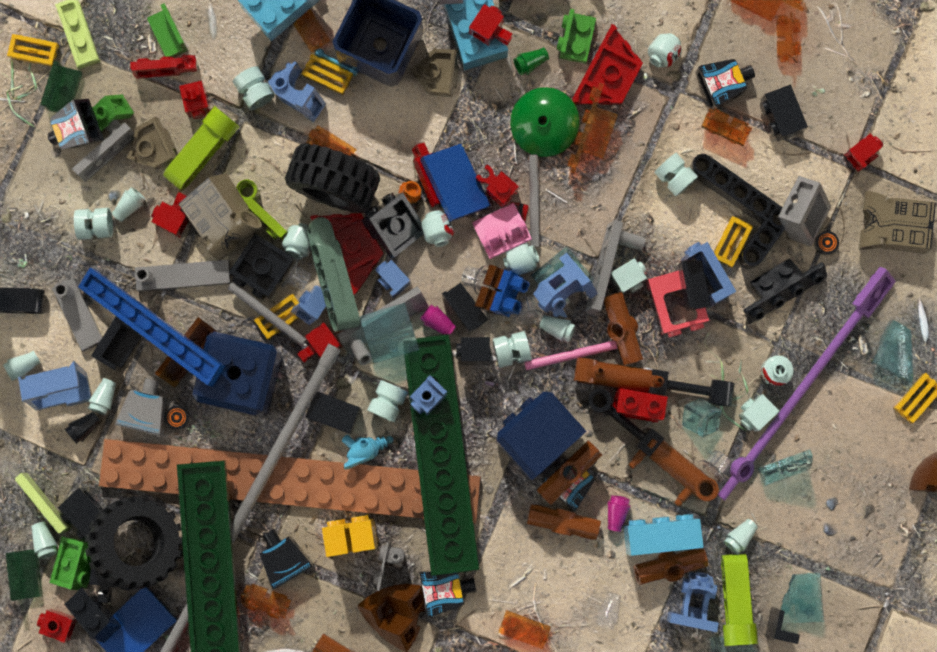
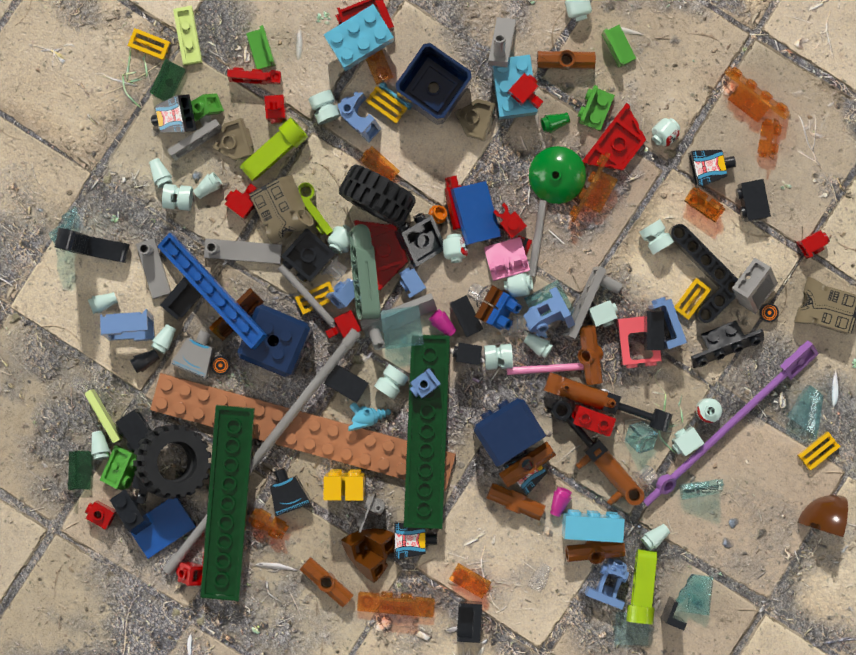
camera: 15 degrees right, 5 degrees up
(68, 199) = (159, 172): none -> light aqua cone

